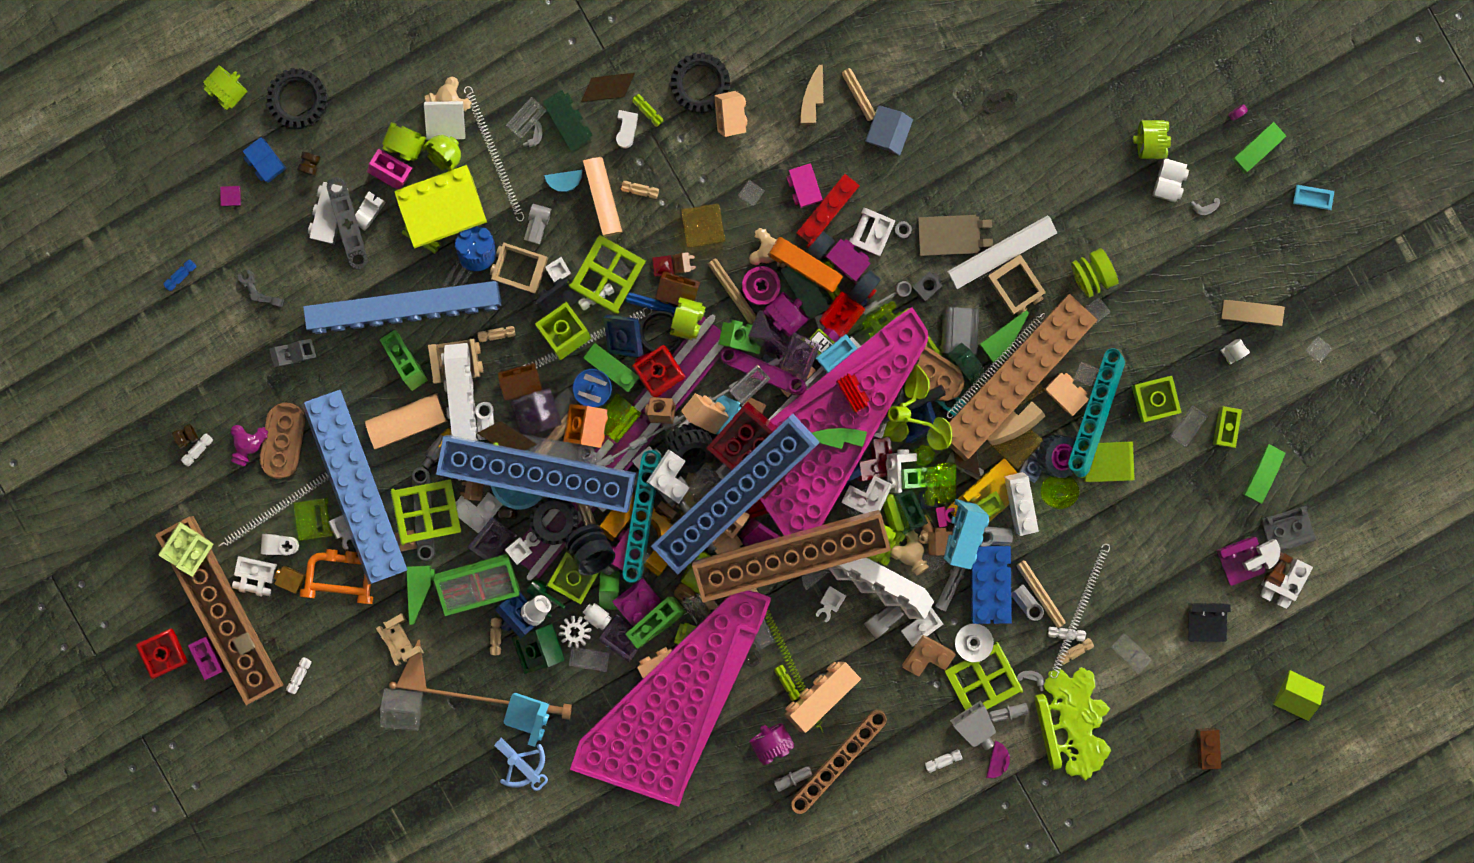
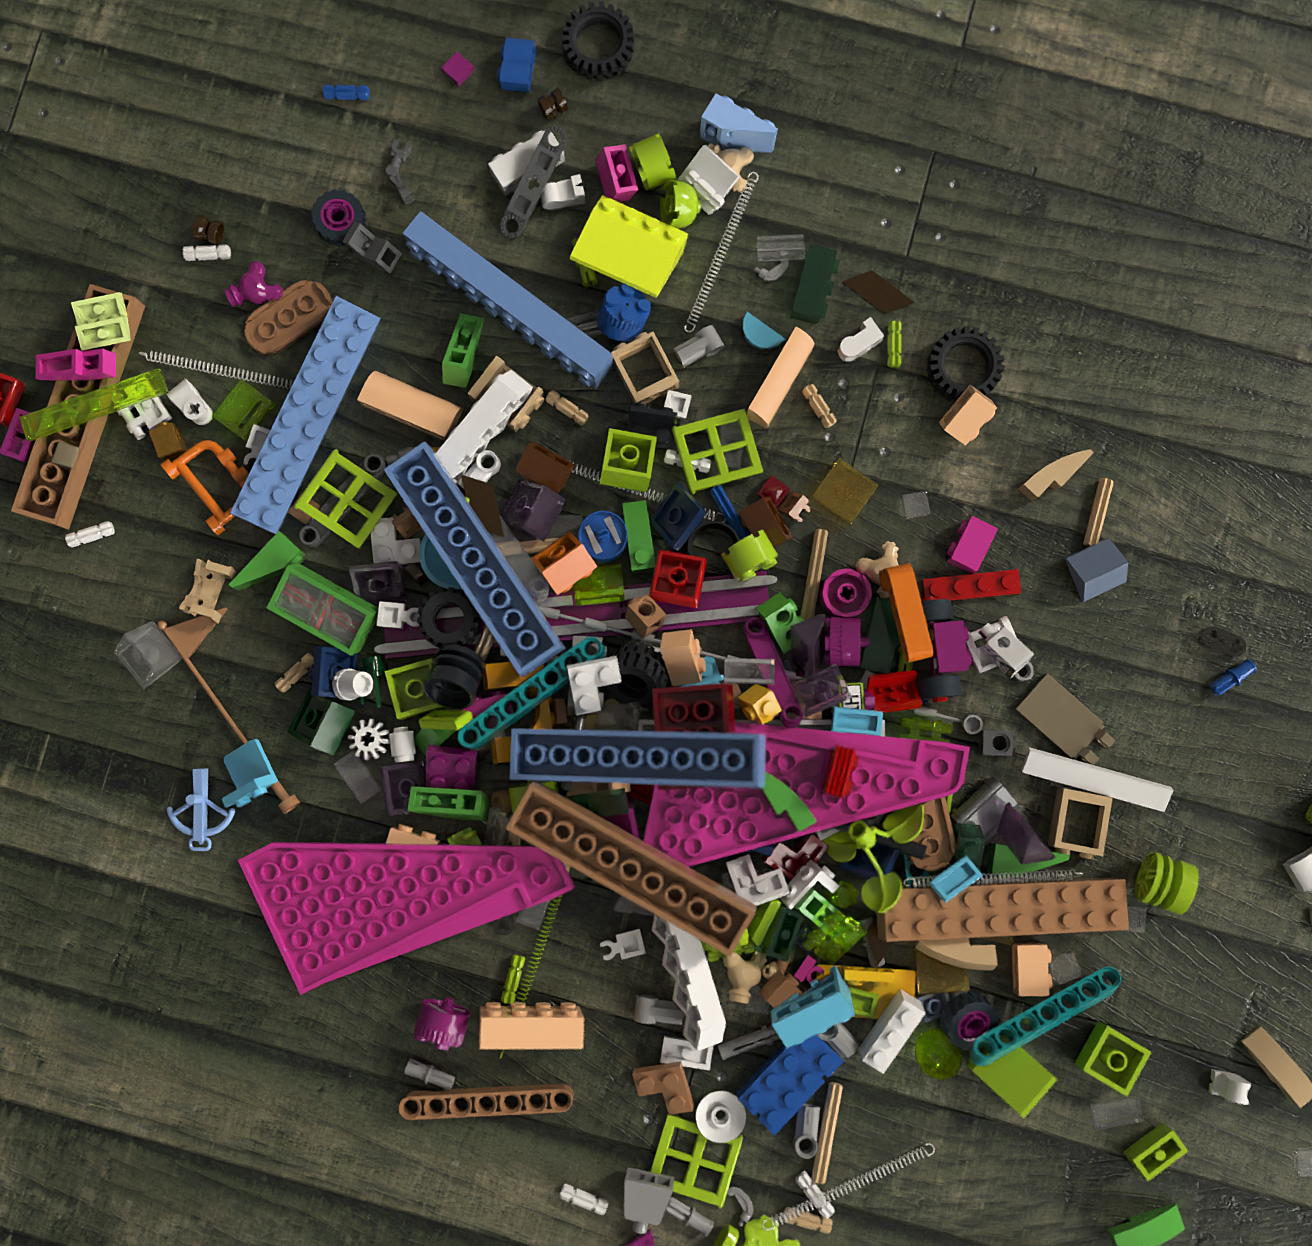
camera: 45 degrees right, 5 degrees down
(198, 588) = (76, 365): none -> dark pink slope
(231, 599) = (94, 404): none -> clear neon green tile
(241, 350) = (331, 205): none -> black wheel
(428, 76) = (736, 127): none -> light blue slope
(449, 129) = (704, 190): none -> white axle
(608, 577) = (446, 719): none -> lime tile
(741, 536) = (603, 802): none -> tile
(773, 397) = (759, 704): none -> yellow brick
(888, 230) = (1012, 656): none -> white torso
(973, 387) = (955, 879): none -> medium azure tile
(991, 326) = (1022, 838): none -> clear purple slope
(1025, 116) = (1233, 677): none -> blue axle

